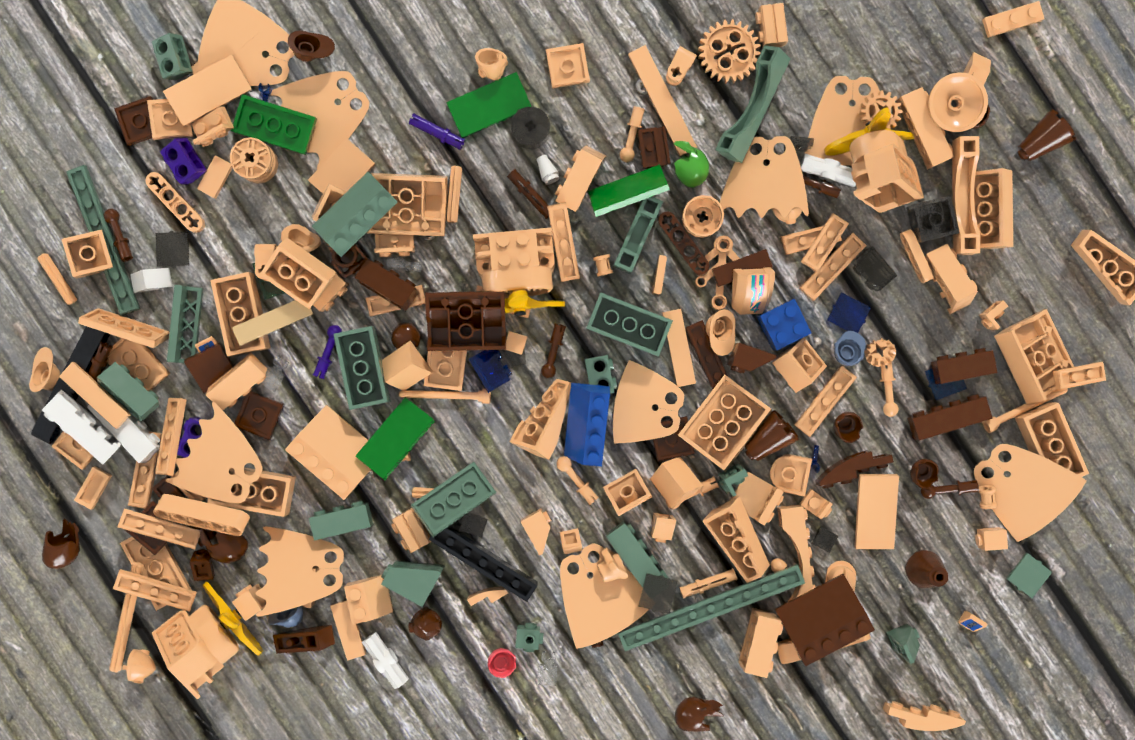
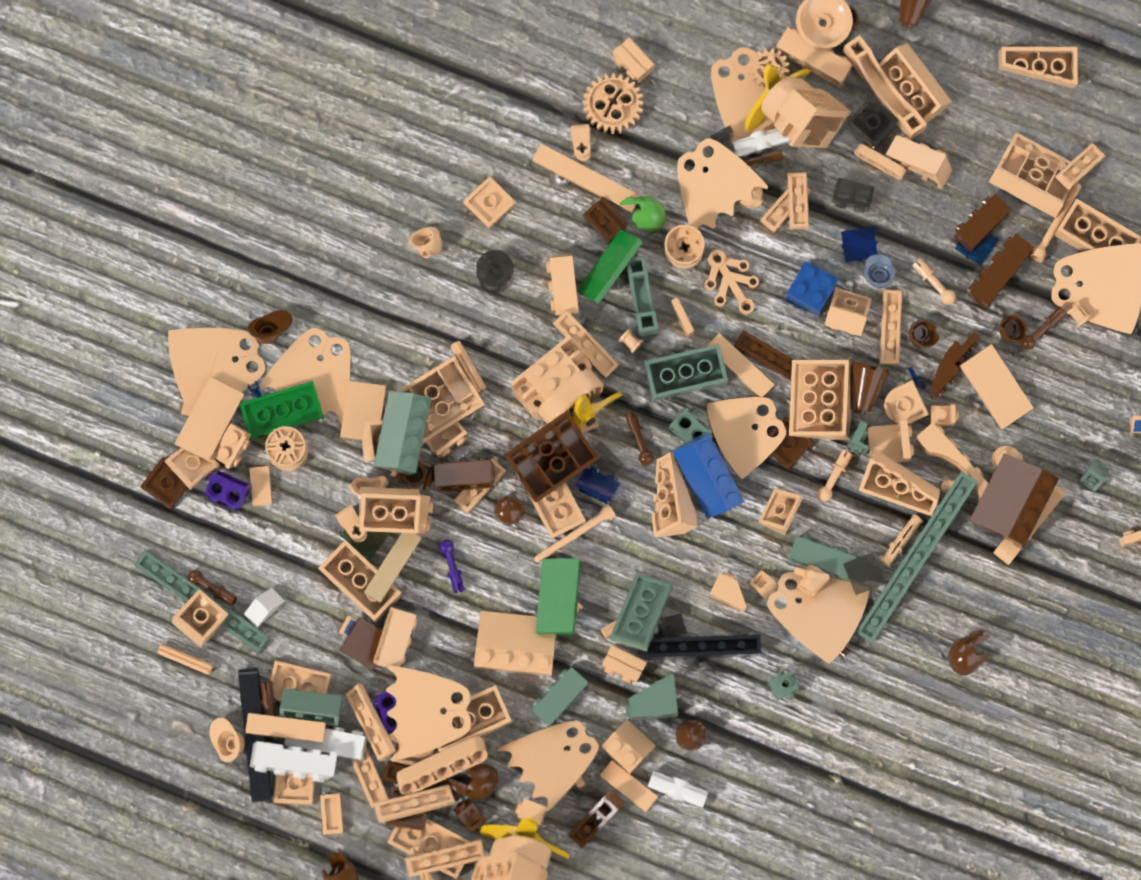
camera: 30 degrees left, 10 degrees down
(124, 327) = (272, 656): light nougat tile -> none
(172, 56) = (163, 407): sand green brick -> none
(172, 249) = (264, 570): clear smoke piece -> none
(173, 204) = (242, 527): light nougat beam -> none
(177, 322) = (311, 623): sand green fence -> none
(259, 415) = (431, 655): reddish brown tile -> none
(287, 618) = (569, 805): sand blue hat -> none
(361, 367) = (491, 557): sand green brick -> none
(405, 367) = (526, 532): light nougat slope -> none
(444, 135) = (420, 326): dark purple pin -> none
(488, 105) = (447, 277): green tile -> none
(492, 593) = (728, 671): light nougat slope -> none
(501, 662) = (776, 723): coral hair -> none
(514, 177) = (508, 320): reddish brown pin -> none
(515, 342) = (604, 451): light nougat tile -> none
(548, 172) = (531, 296): white cone -> none
(564, 464) = (713, 524): light nougat pin -> none
(627, 154) = (587, 239): light nougat pin -> none
(662, 527) = (830, 518): light nougat slope -> none
(675, 481) = (814, 475): light nougat slope -> none
(685, 242) = (683, 281): reddish brown beam -> none
(721, 331) = (765, 327): light nougat piece -> none
(724, 273) = (745, 266): reddish brown tile -> none
(747, 358) = (801, 333): reddish brown slope -> none
(752, 290) = (766, 278): light nougat slope -> none
(760, 643) = (977, 556): light nougat brick -> none
(769, 72) = (669, 165): sand green arch -> none
(824, 539) = (971, 439): clear smoke tile -> none
(833, 266) = (819, 216): light nougat tile -> none
(875, 358) = (906, 265): light nougat gear -> none
(926, 570) = (1071, 407): reddish brown cone -> none
(991, 313) = (974, 164): light nougat bracket -> none
(991, 538) = (1106, 344): light nougat brick -> none

